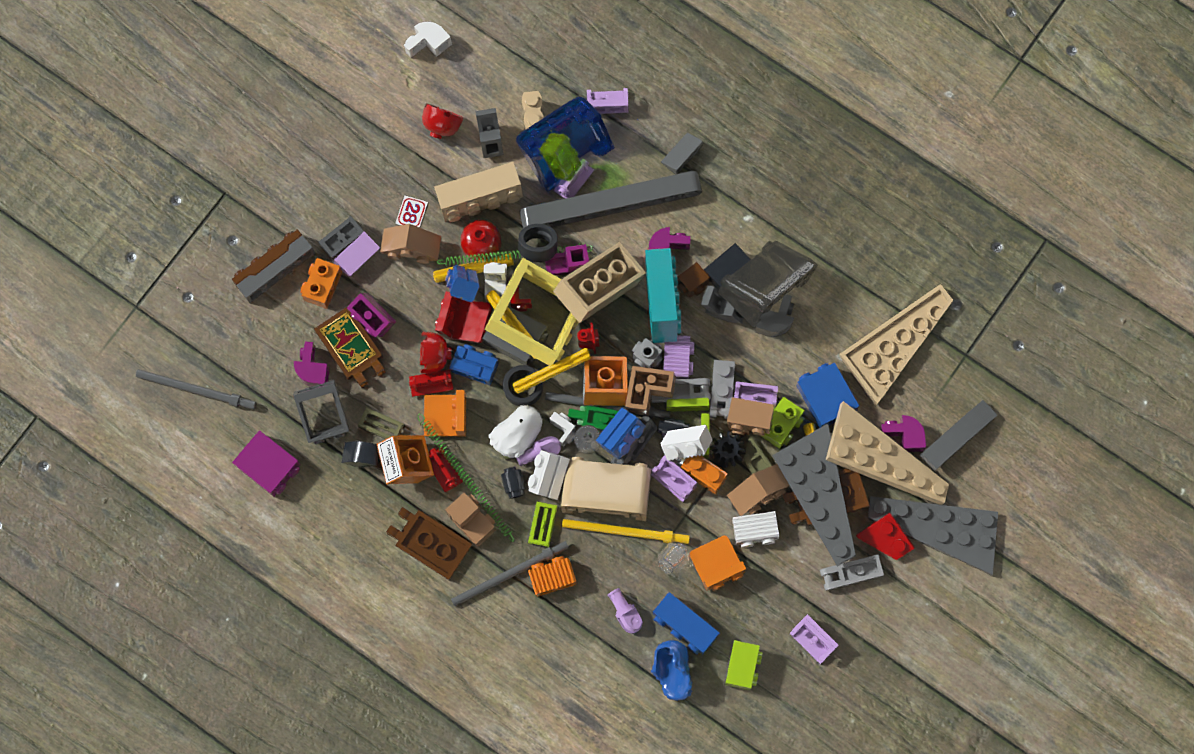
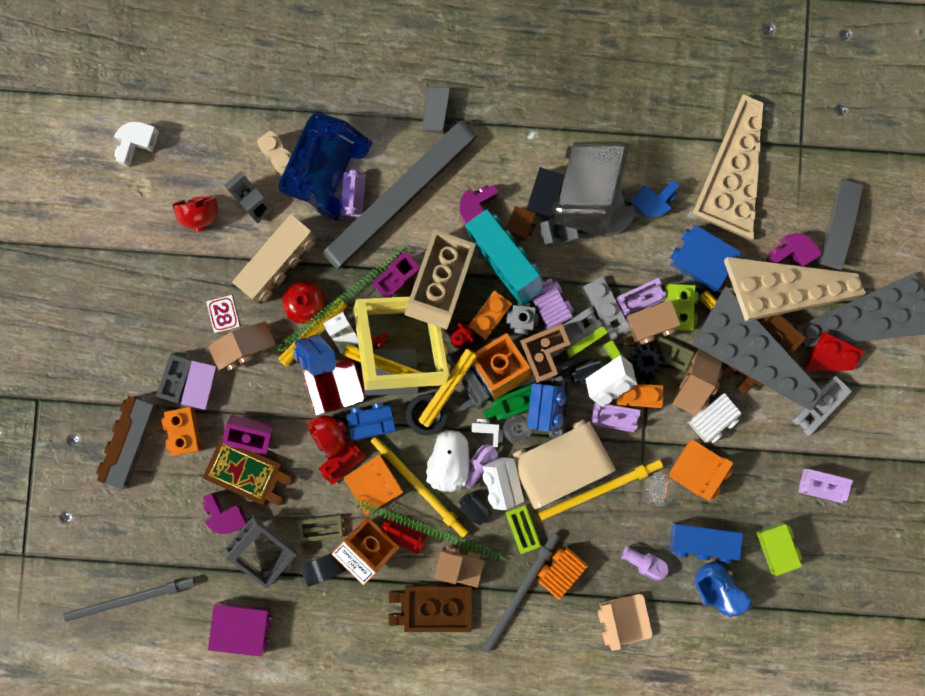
camera: 40 degrees left, 10 degrees up
(488, 478) = (449, 517): none -> yellow bar
(533, 253) = (353, 262): black tyre -> none
(560, 156) = (330, 181): clear neon green brick -> none
(573, 378) = (476, 391): none -> dark grey hinge
(578, 647) = (624, 621): none -> light nougat bracket
(609, 101) = (339, 100): lavender hinge -> none
(621, 337) = (489, 315): none -> orange brick
(810, 329) = (652, 206): none -> blue brick

